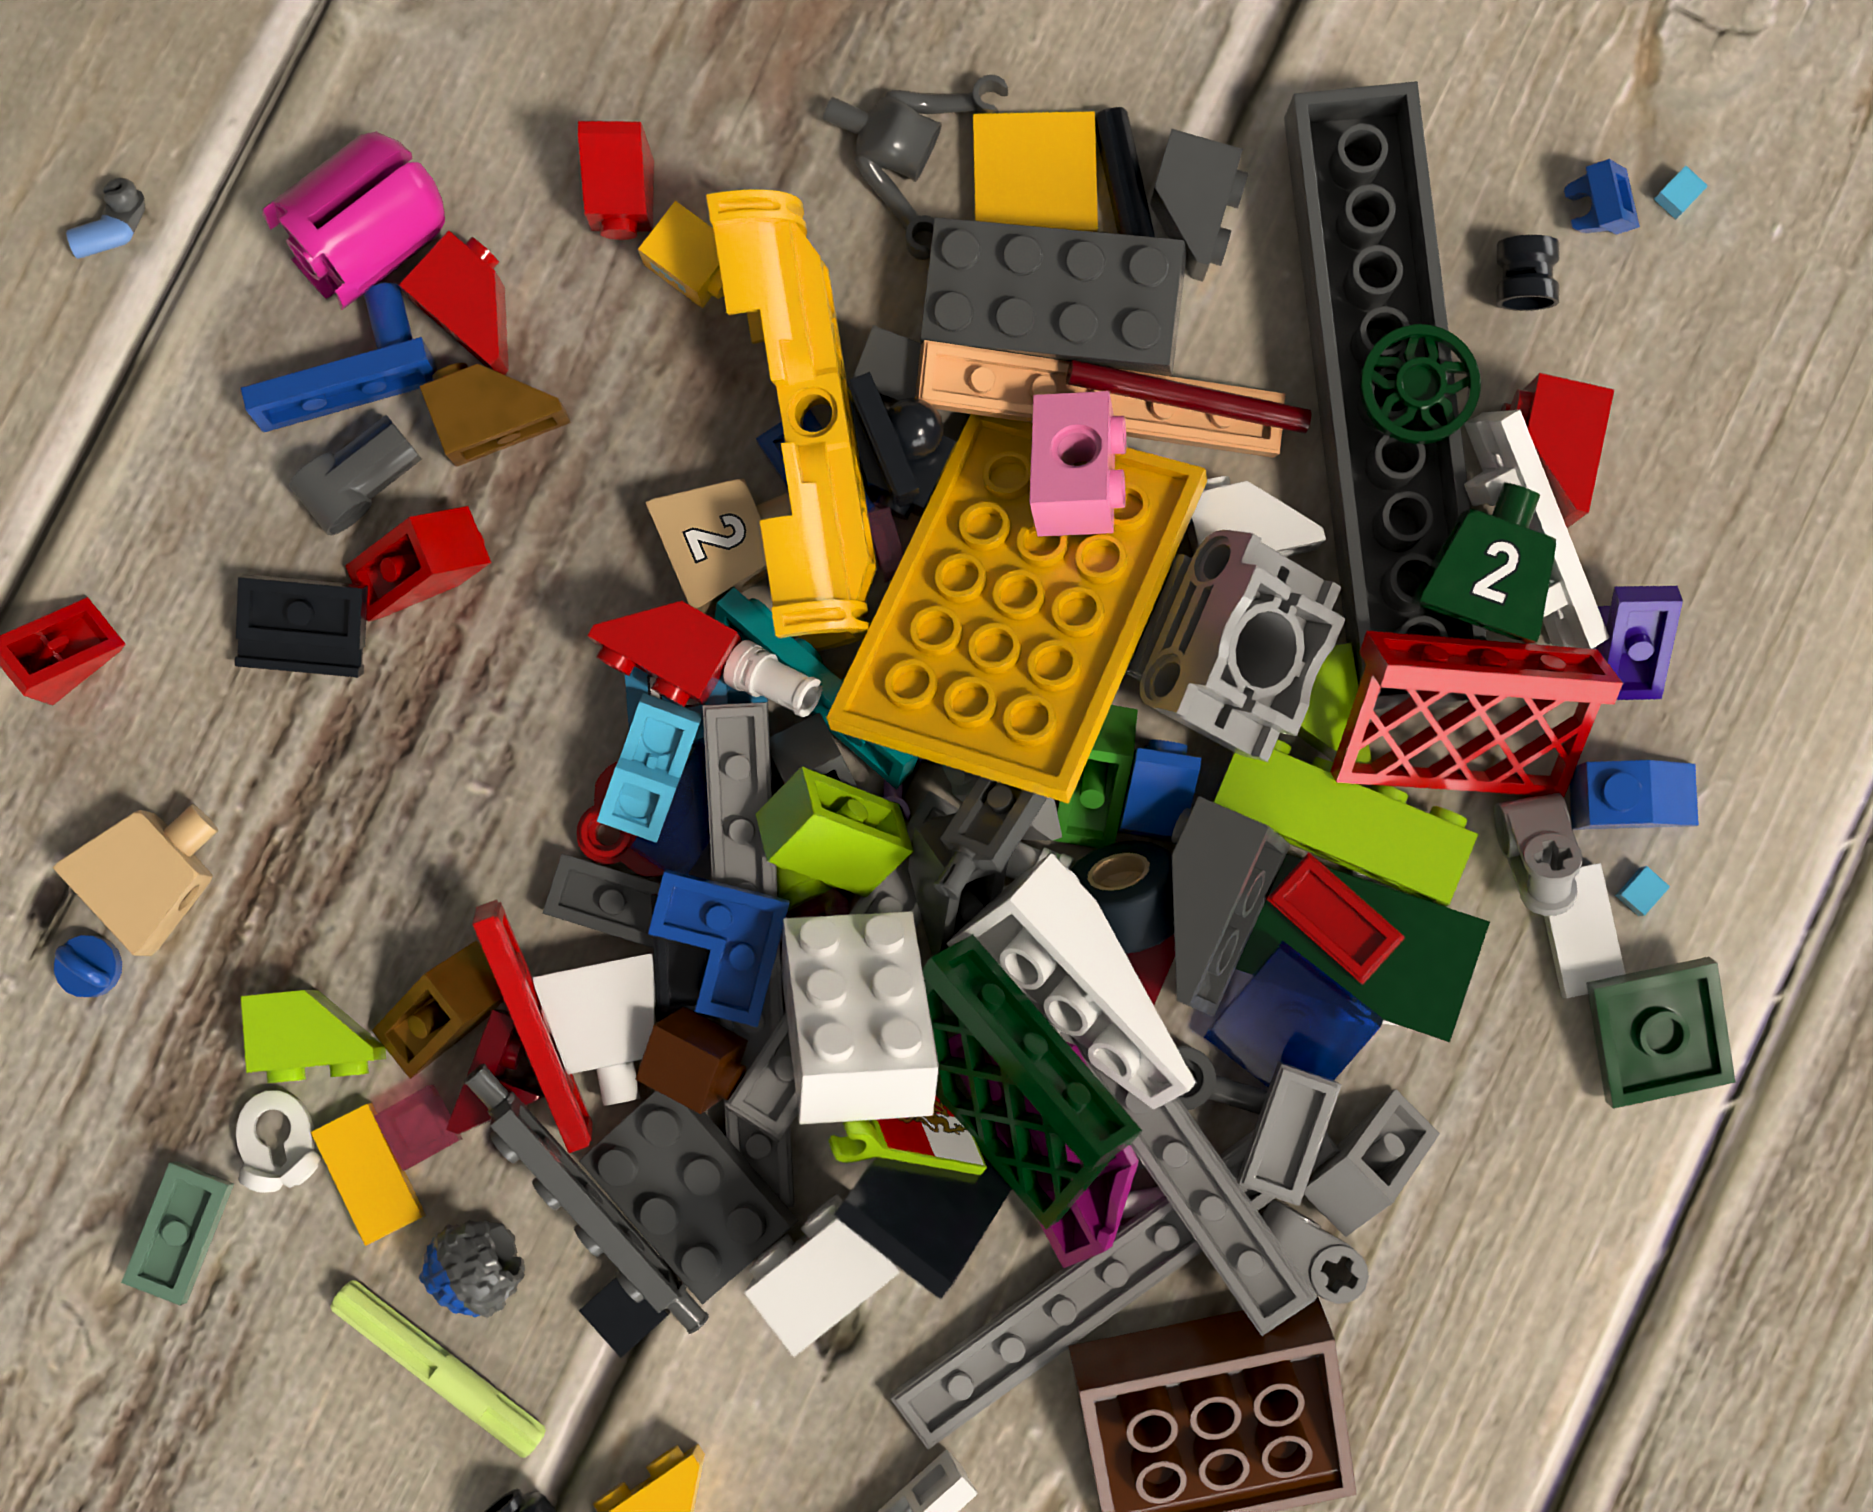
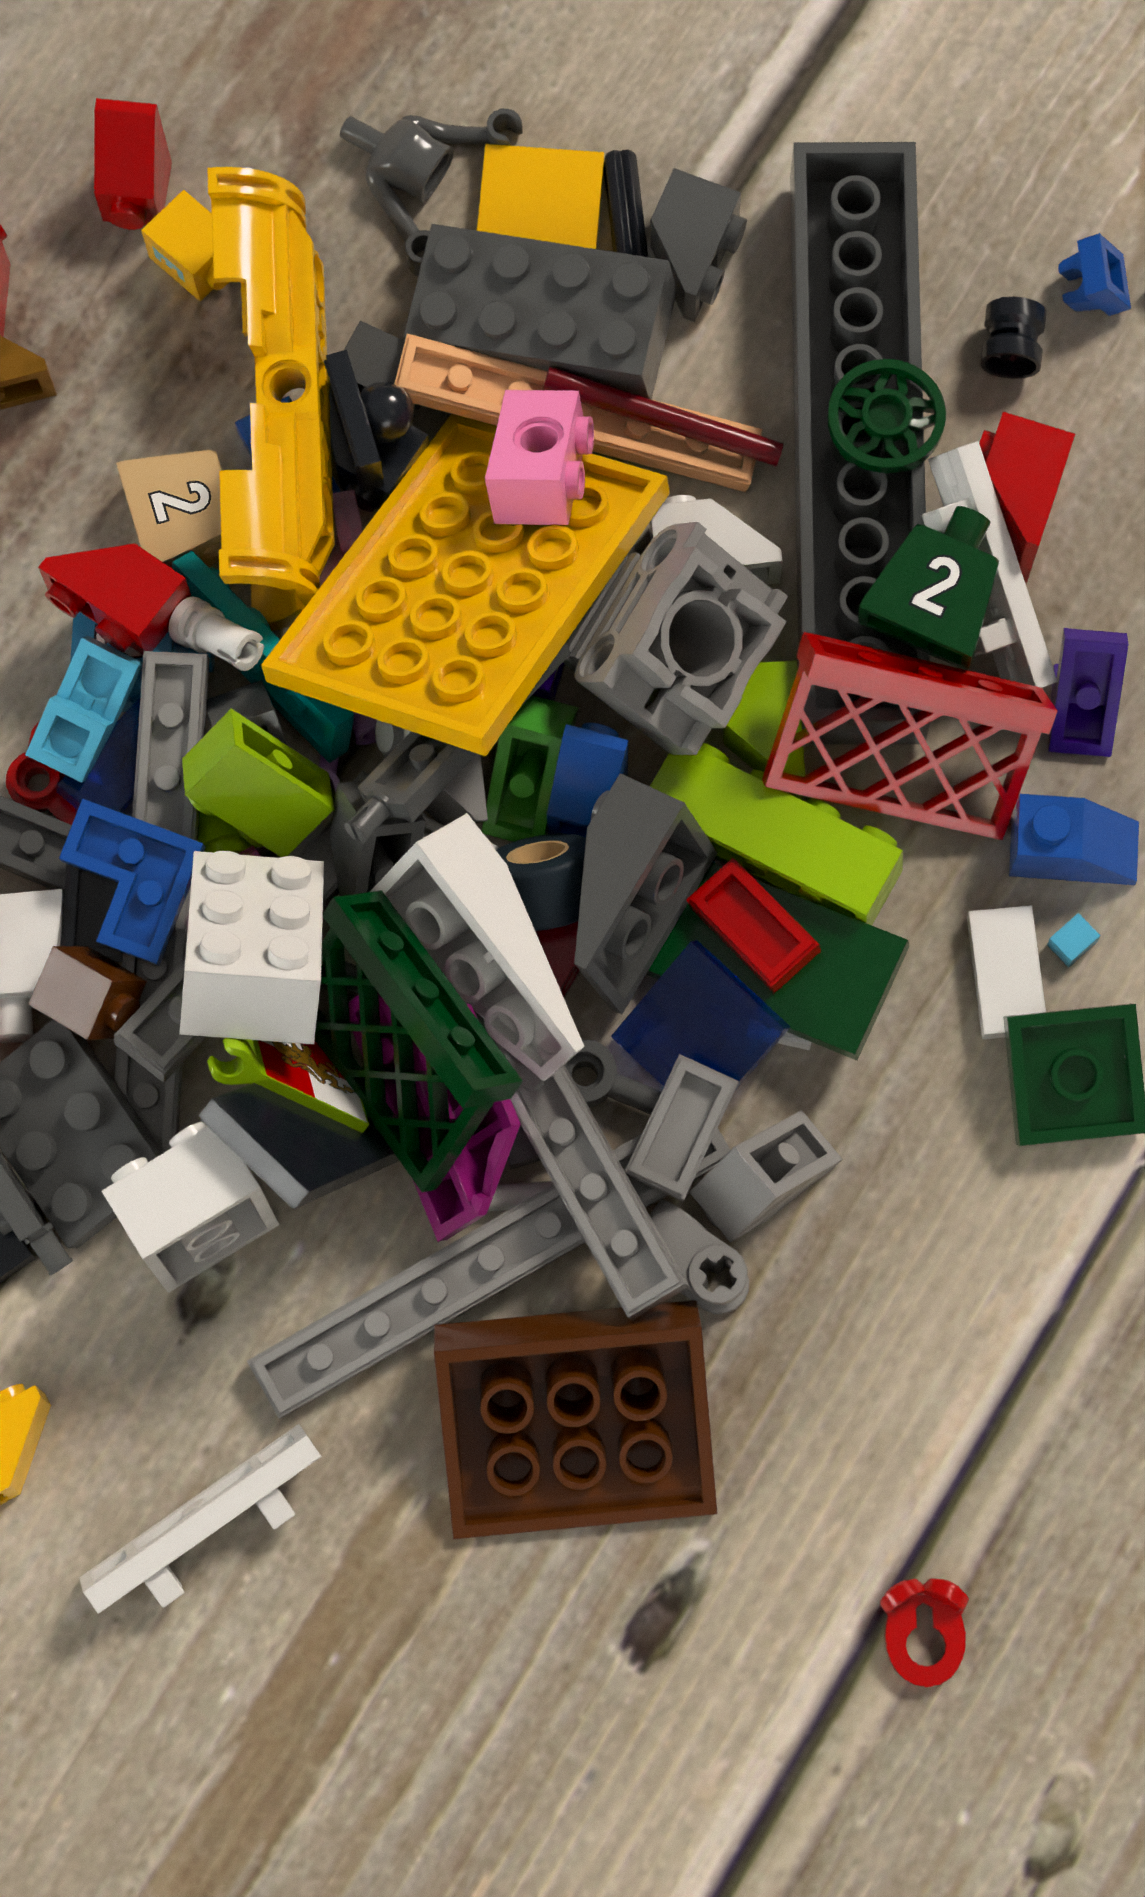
camera: 10 degrees right, 10 degrees down
(1540, 851) = (968, 883): light grey piece -> none

